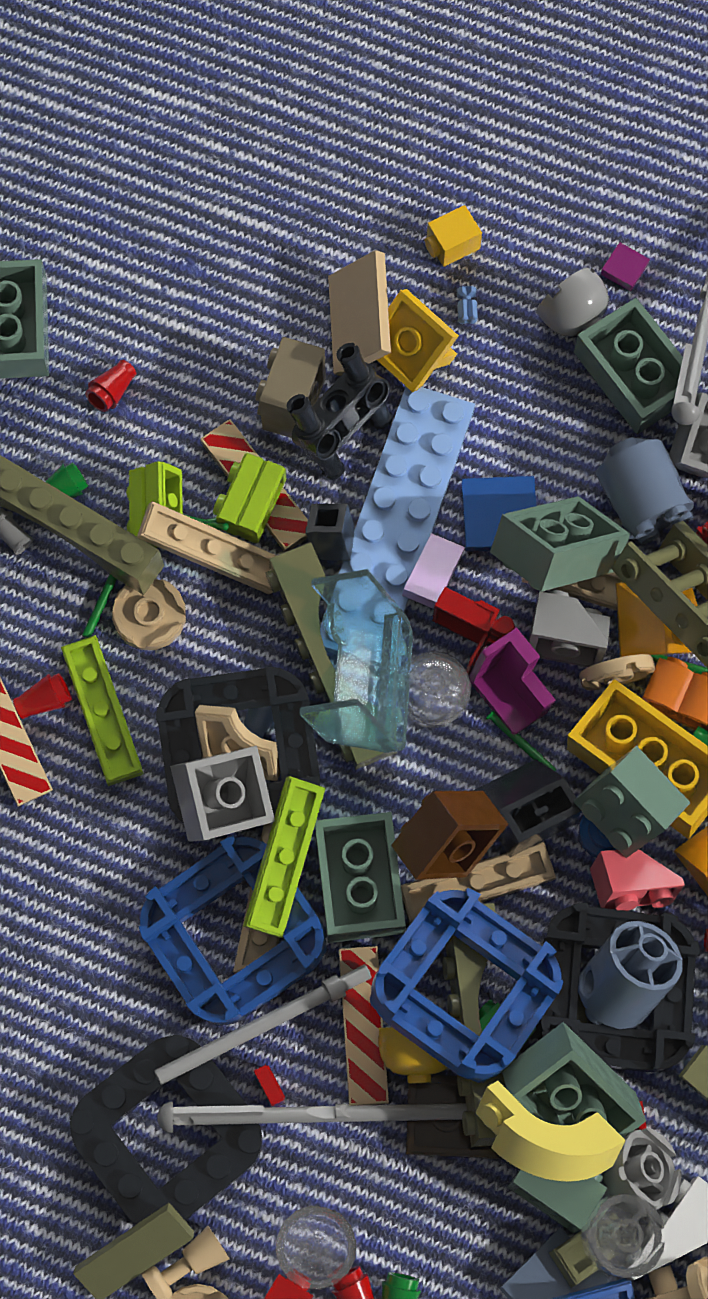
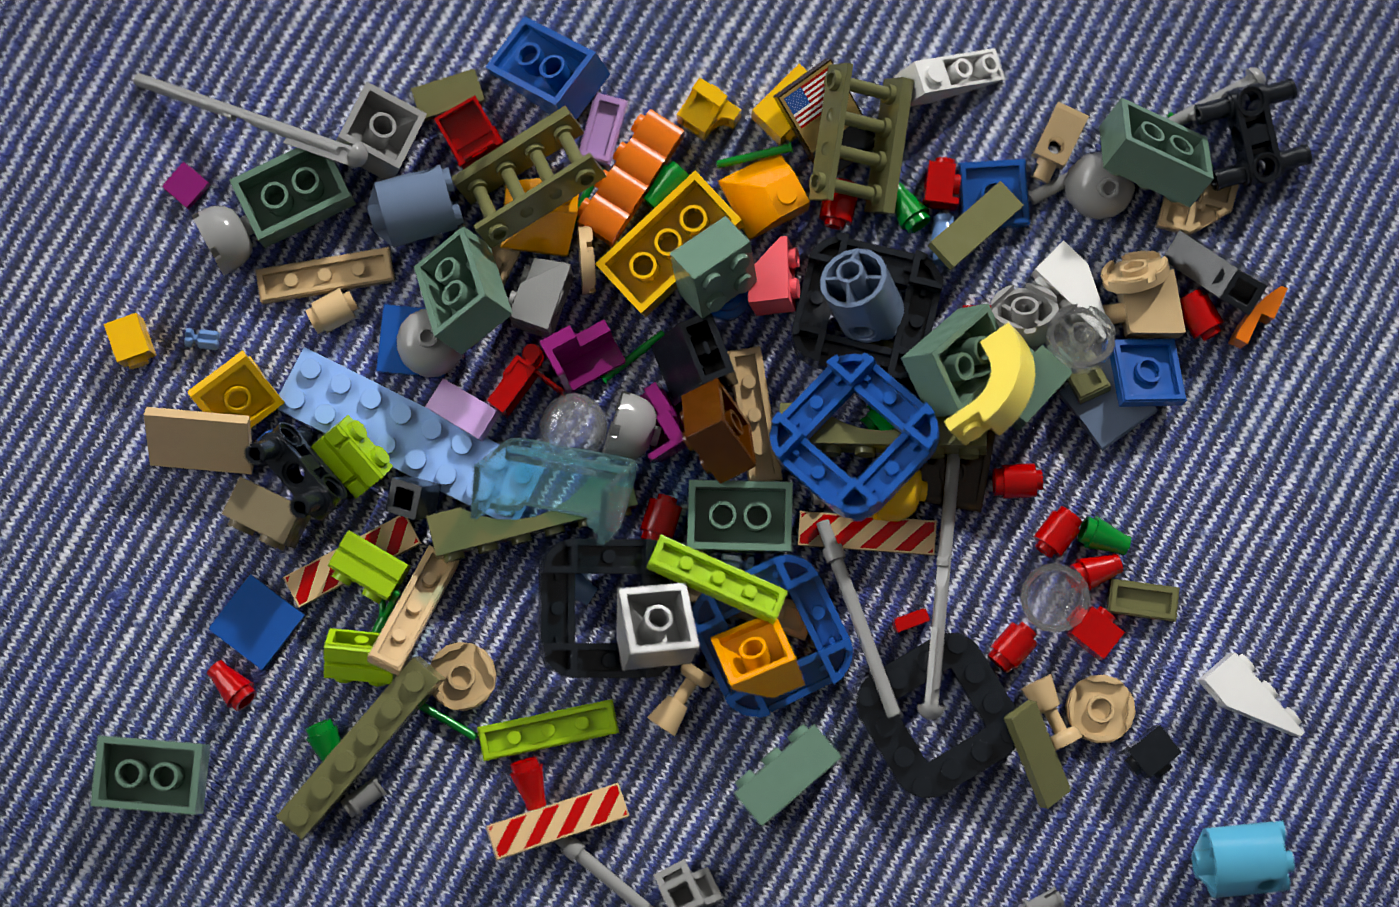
camera: 80 degrees left, 10 degrees up
(80, 964) = (786, 773): none -> sand green brick
(137, 835) = (672, 709): none -> tan piece
(180, 402) = (257, 622): none -> blue tile
(201, 915) = (758, 659): none -> light orange slope
(224, 732) = (598, 617): tan tile -> none
(255, 1210) = (1013, 646): none -> red brick
(308, 883) = (736, 561): none -> medium blue piece
(346, 794) = (660, 517): none -> red brick
(365, 463) = (352, 456): none -> lime brick
(394, 1246) = (1057, 532): none -> red brick
(440, 746) = (632, 427): none -> light grey cylinder
(447, 1190) = (1017, 481): none -> red brick
(458, 772) = (669, 419): none -> magenta panel
(484, 518) = (422, 350): none -> light grey cylinder
(517, 425) = (332, 311): none -> tan brick
(555, 416) = (325, 275): none -> tan tile

